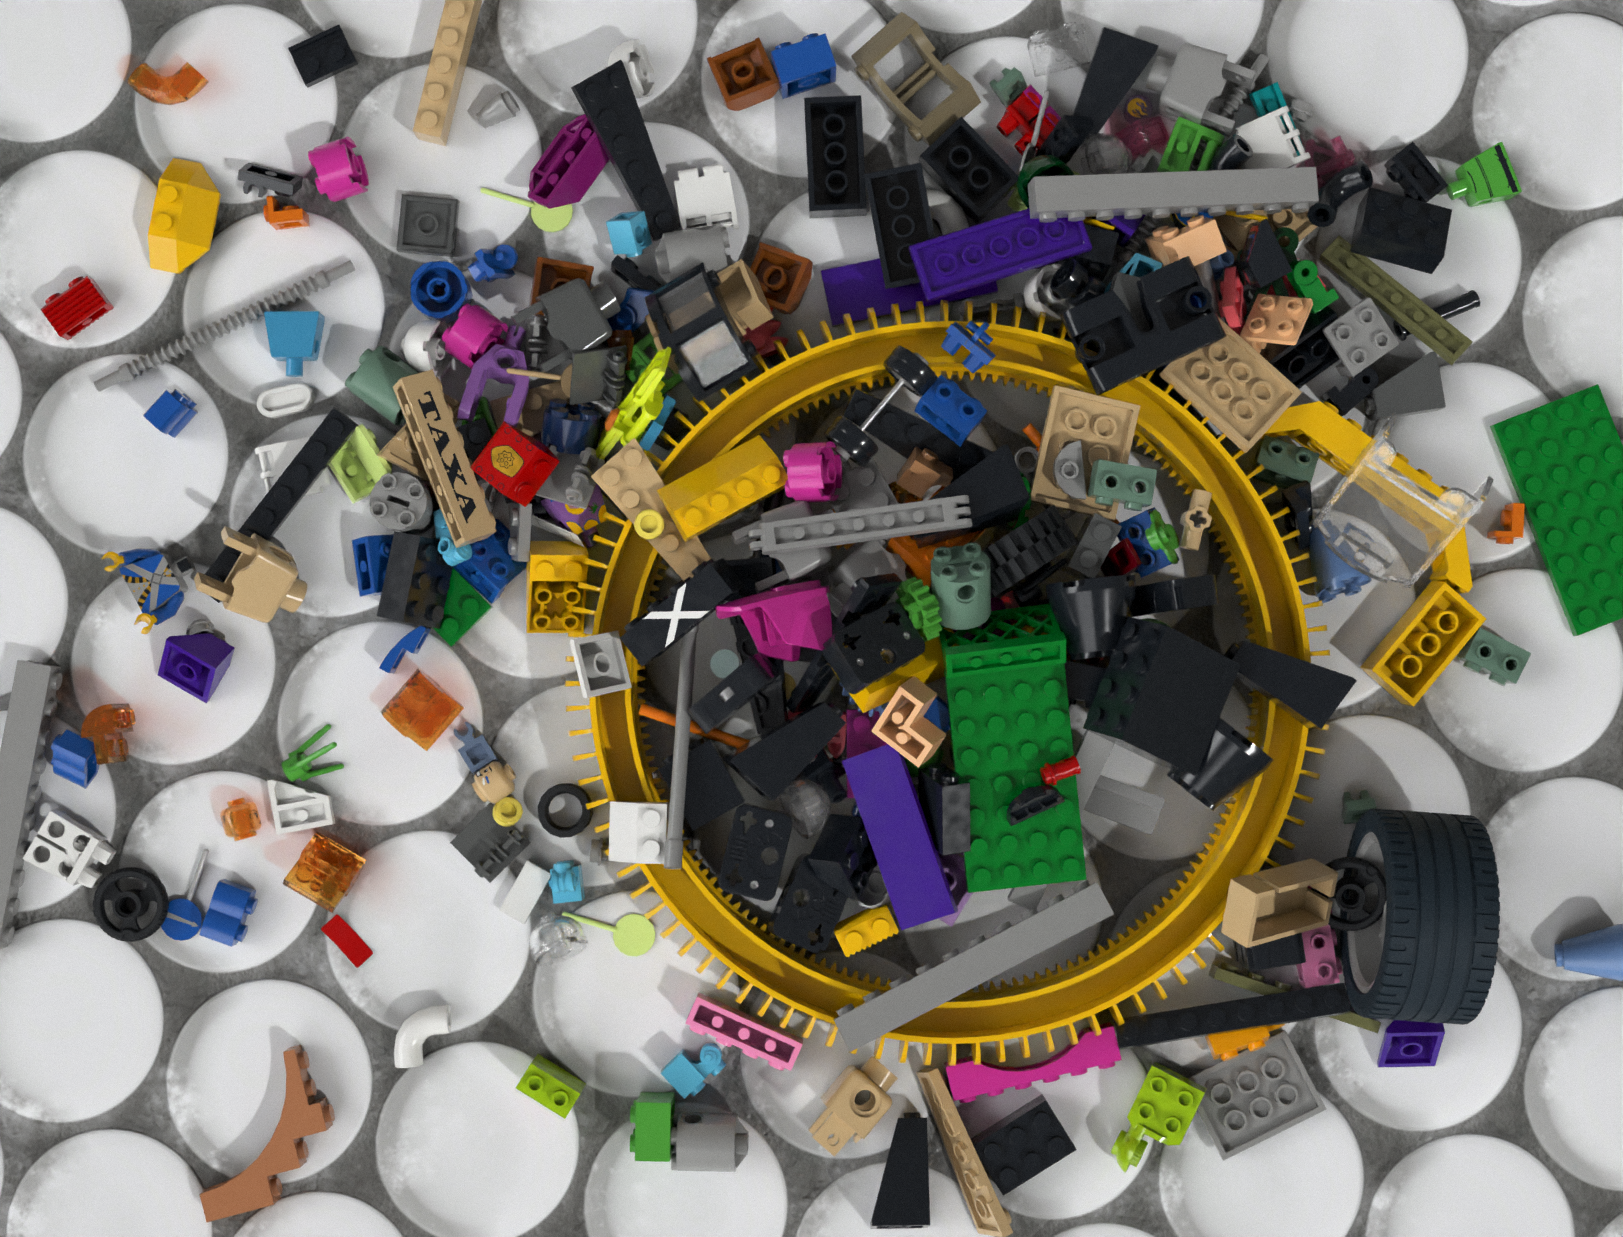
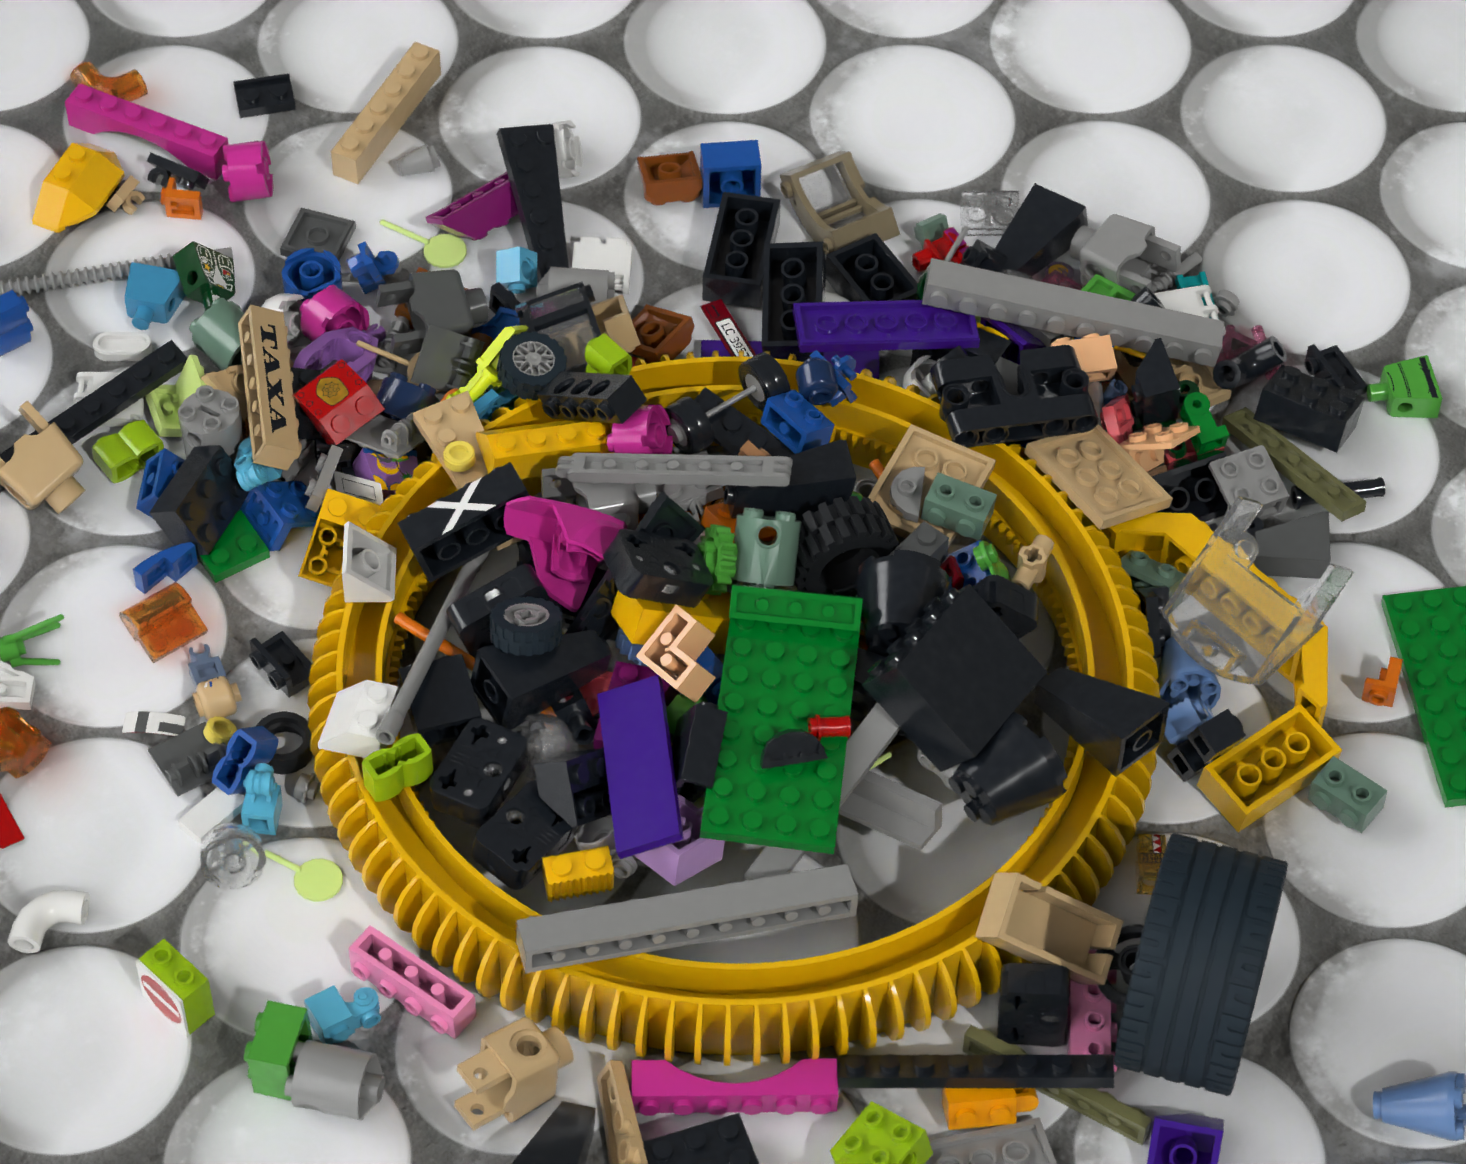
camera: 15 degrees right, 35 degrees down
(203, 129) = (101, 112): none -> dark pink arch
(227, 221) = (125, 195): none -> tan tile
(329, 526) = (126, 451): none -> lime brick
(340, 313) = (205, 273): none -> dark green torso
(445, 810) = (153, 723): none -> white sticker
(540, 728) = (283, 663): none -> black bracket
(541, 853) = (243, 752): none -> blue brick
(682, 886) = (397, 767): none -> lime brick
(687, 397) = (521, 356): none -> black wheel
(760, 445) = (591, 397): none -> black brick
(761, 391) = (606, 357): none -> lime brick
(767, 726) = (526, 626): none -> black wheel
(852, 265) = (727, 328): none -> sticker
(960, 364) = (817, 381): none -> dark blue head
(1336, 761) = (1149, 857): none -> clear yellow leg
(1347, 622) = (1184, 719): none -> medium blue brick
(1376, 648) = (1206, 744): none -> black arch

